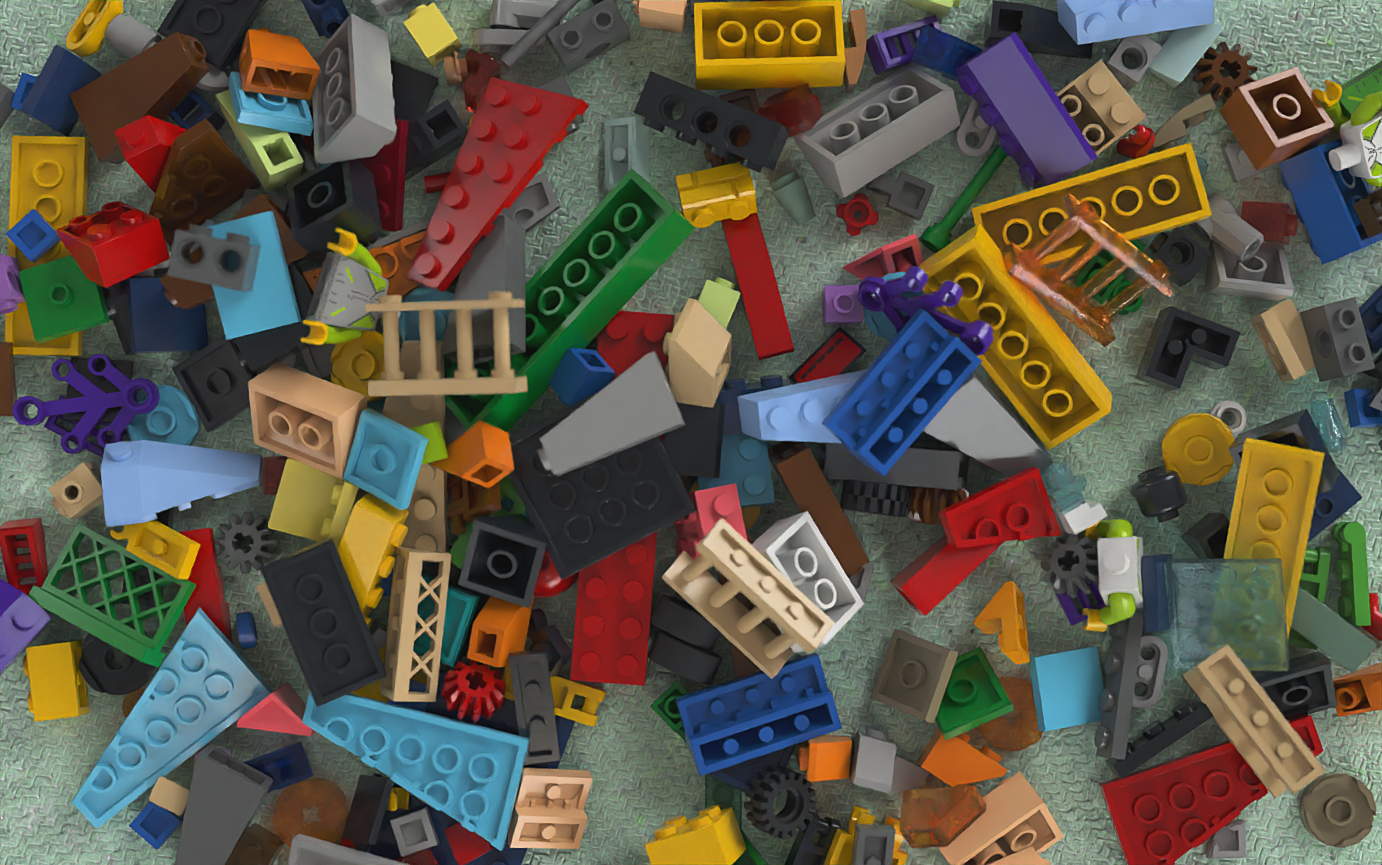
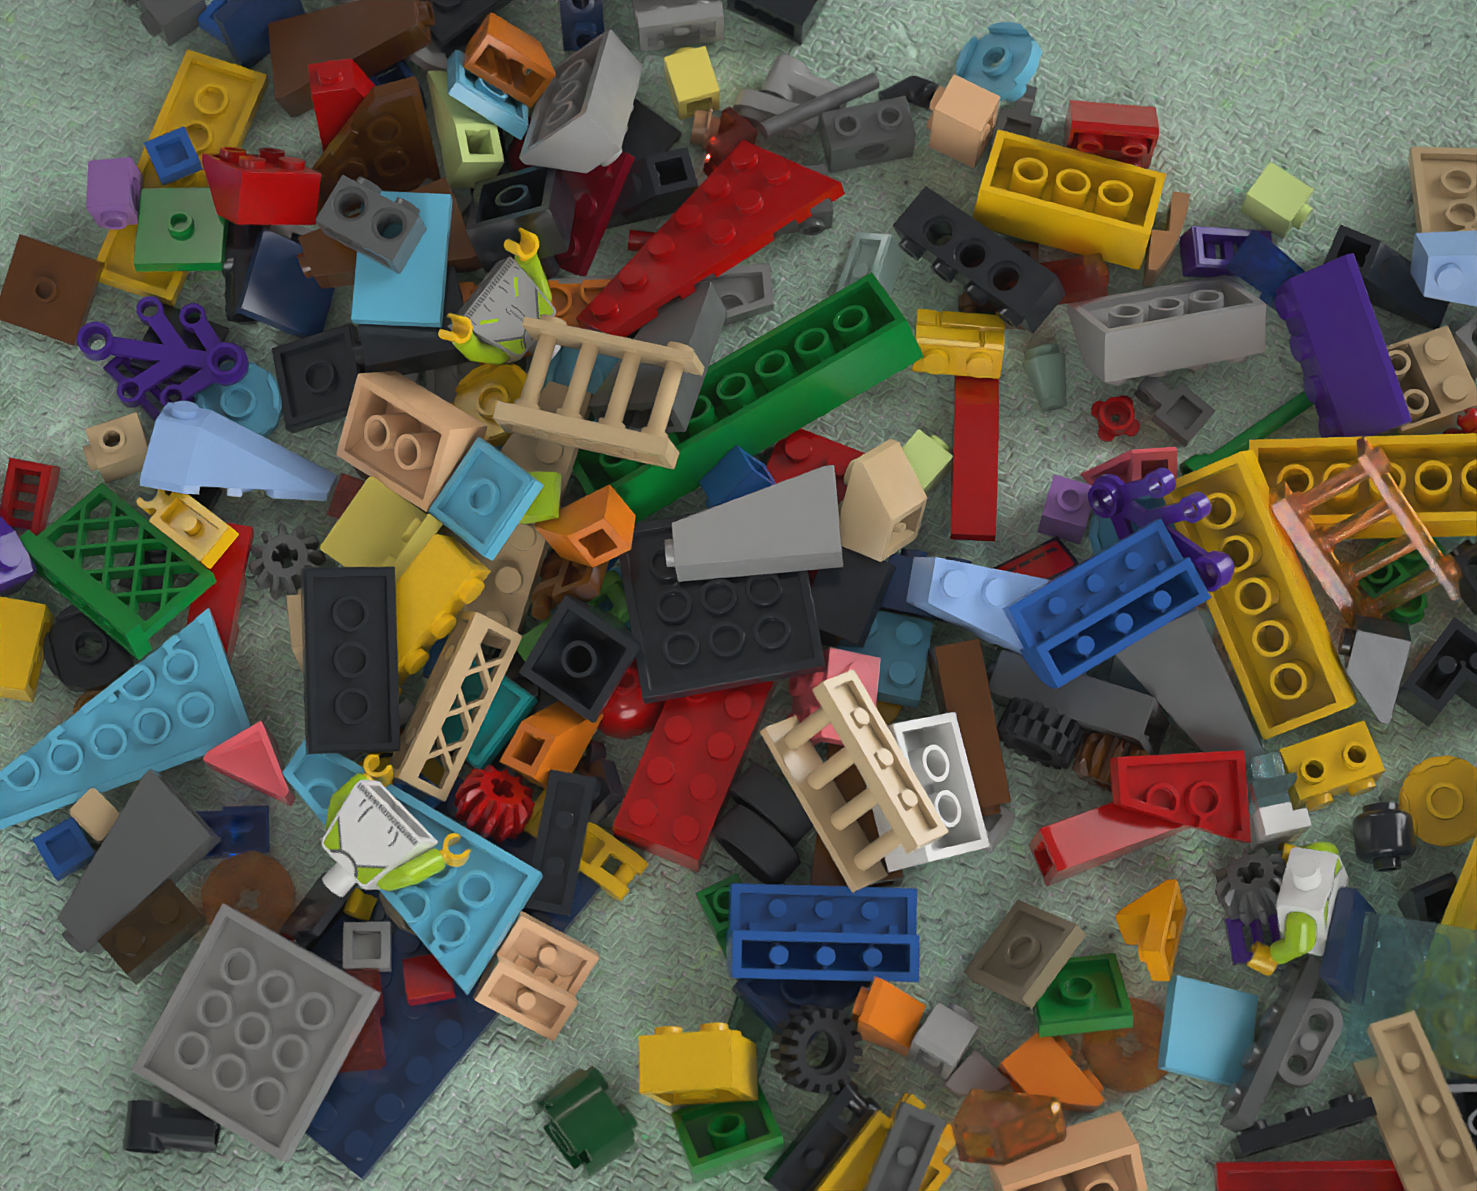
camera: 20 degrees right, 15 degrees down
(247, 630) = (251, 661): blue tile -> none
(393, 760) = (378, 838): none -> torso
(973, 124) = (1281, 362): light grey plate -> none
(1103, 449) = (1331, 766): none -> yellow brick
(1119, 358) = (1375, 660): none -> slope

